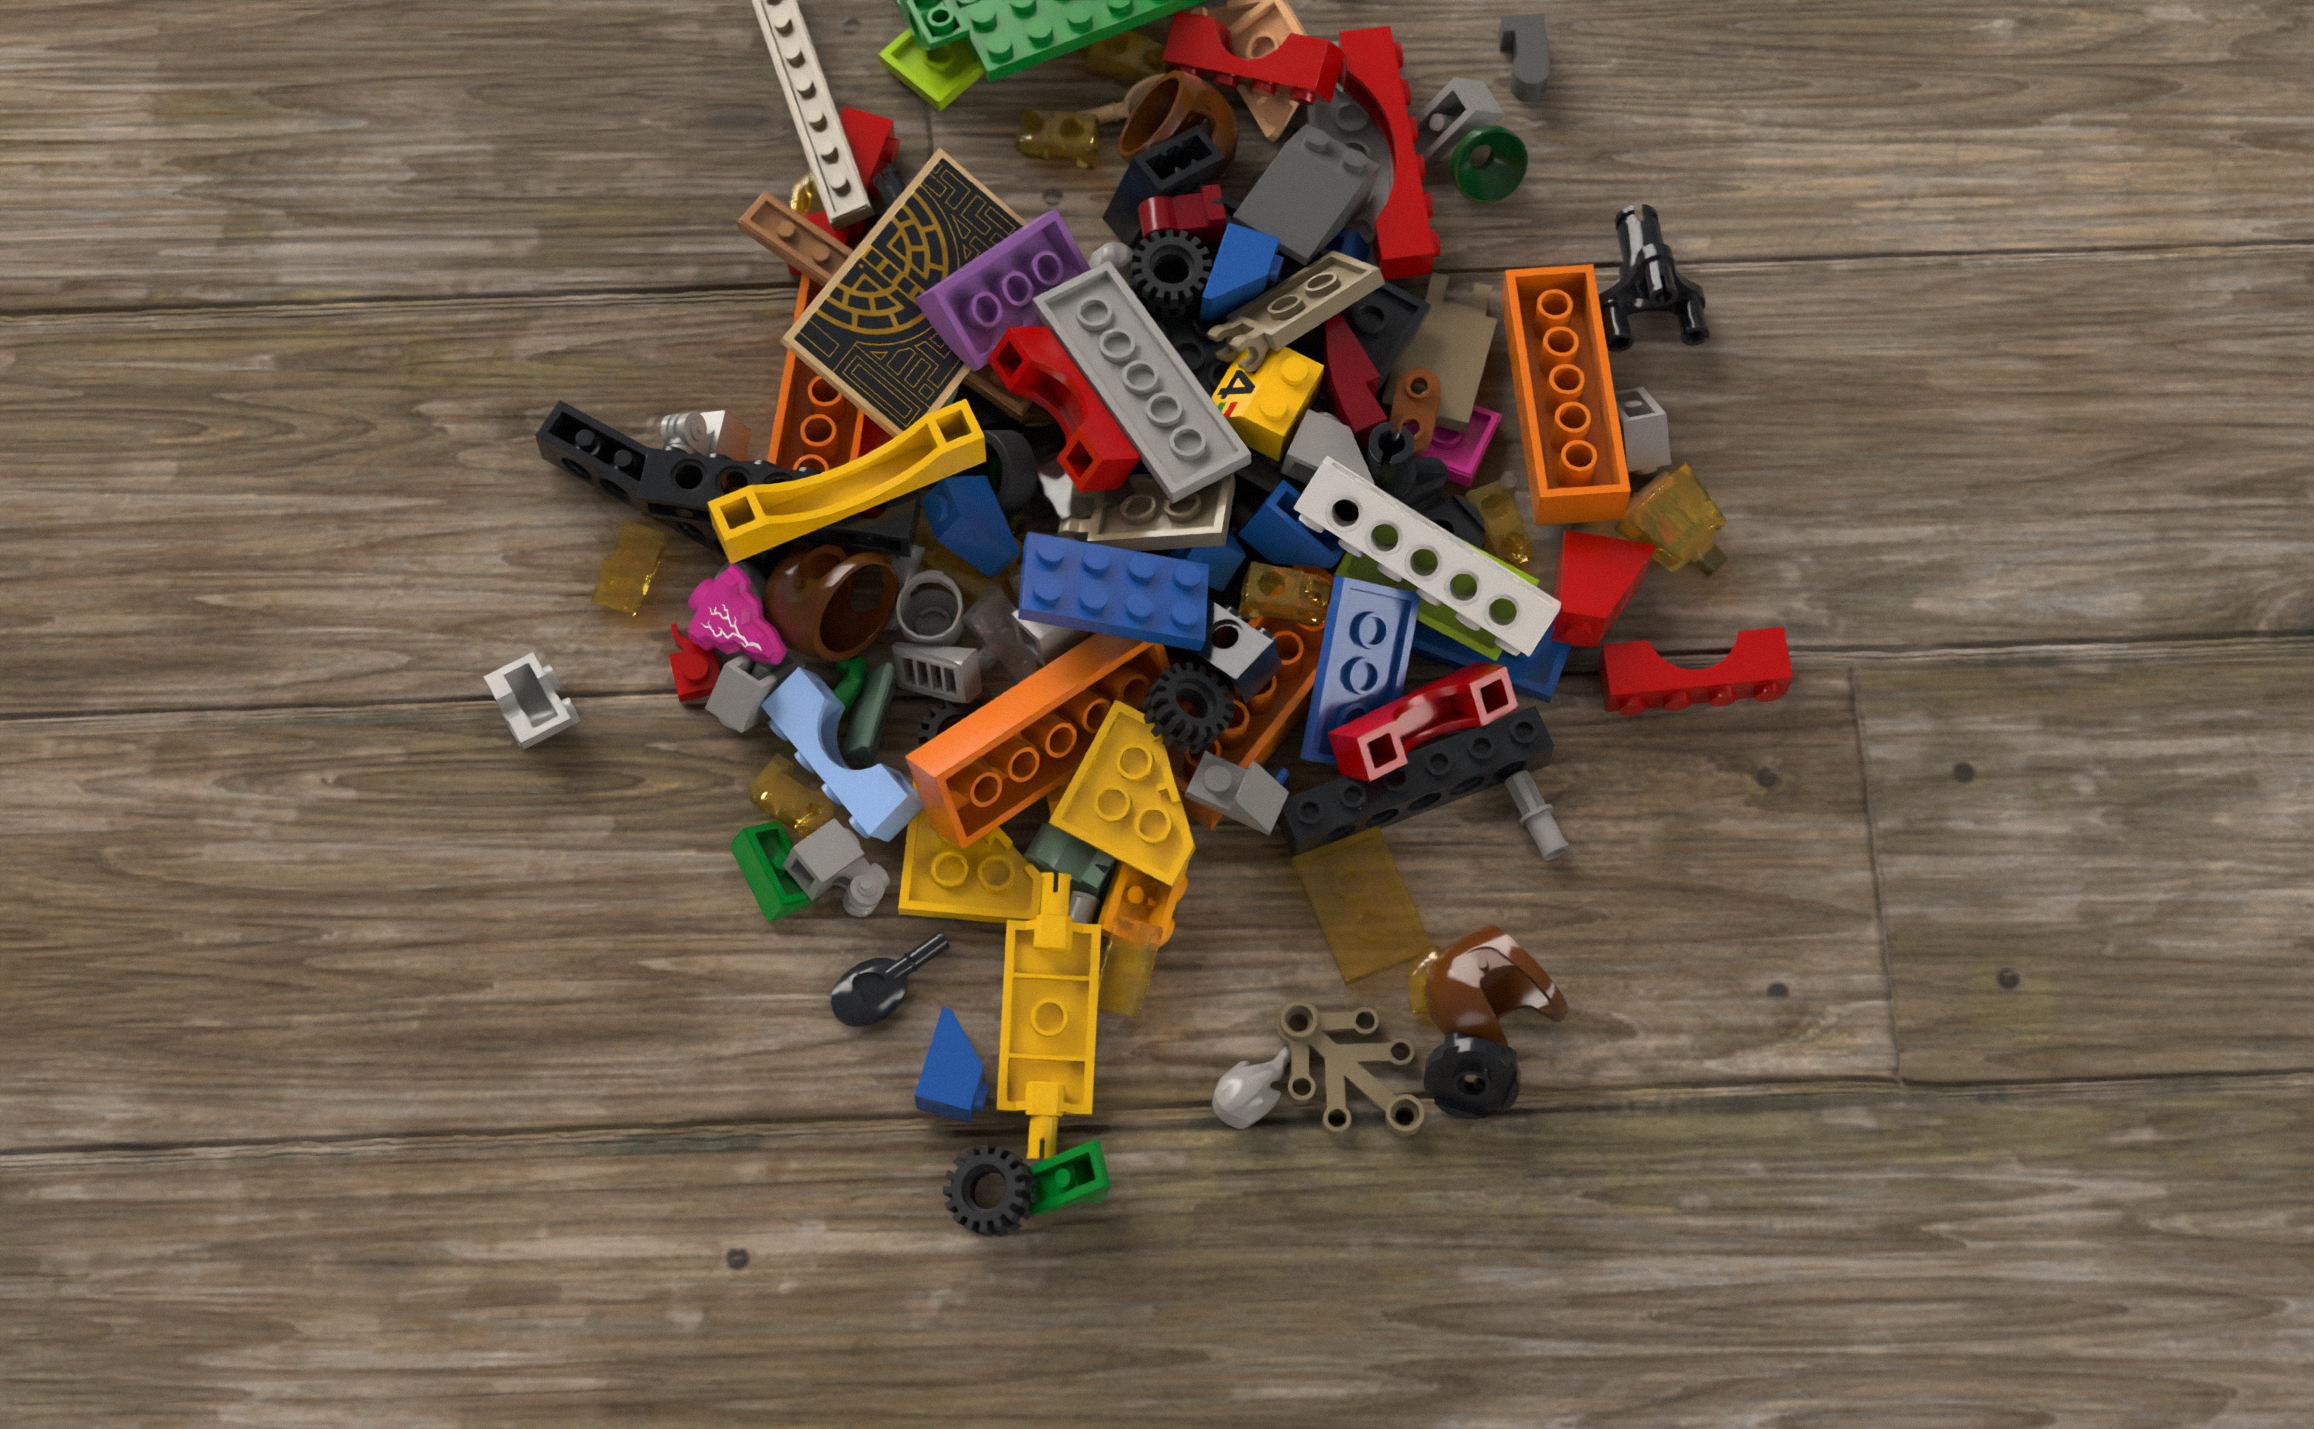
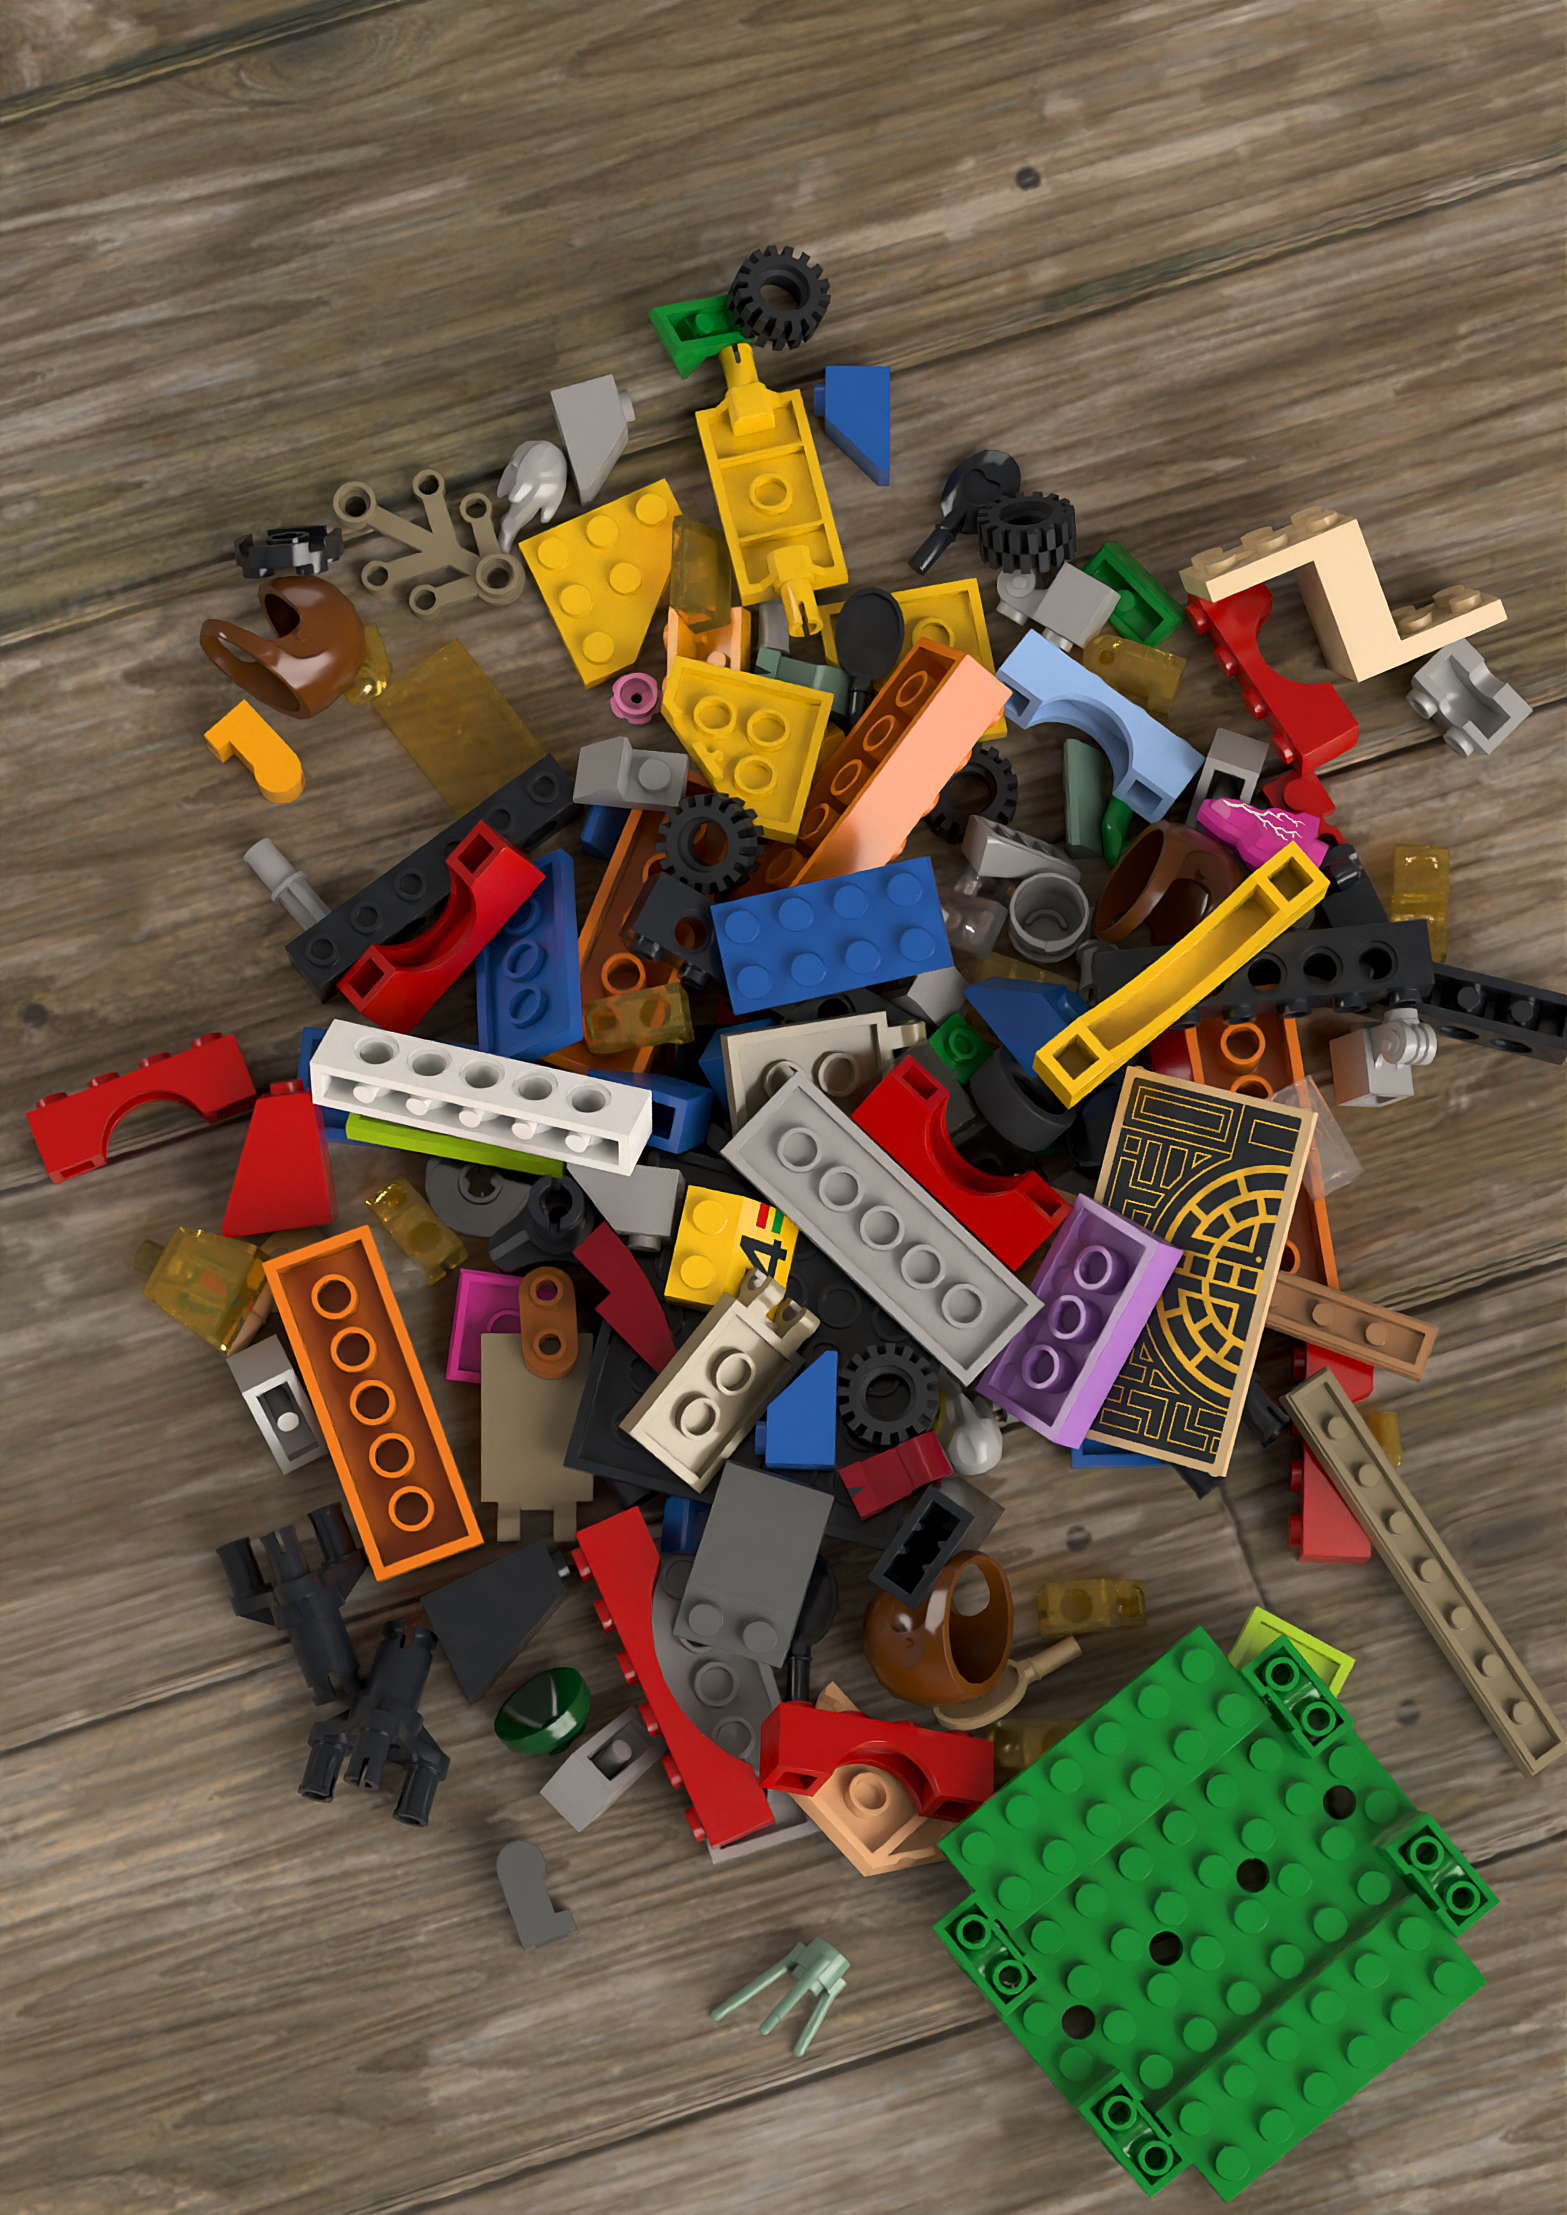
camera: 165 degrees right, 10 degrees up
(618, 817) = (1342, 593): none -> bracket
(682, 571) = (1350, 894): none -> black piece
(693, 823) = (1306, 719): none -> red arch
(784, 385) = (1330, 1156): none -> clear plate
(840, 948) = (1027, 532): none -> black tyre
(1007, 866) = (867, 644): none -> black piece
(1035, 518) = (959, 1046): none -> green bracket
(1184, 1122) = (592, 430): none -> light grey slope
(1204, 1002) = (606, 578): none -> yellow plate
(1209, 881) = (631, 685): none -> bright pink plate
(1504, 237) = (496, 1613): none -> black slope
(1534, 926) = (260, 750): none -> light orange leg
(1612, 178) = (381, 1729): none -> black wheel

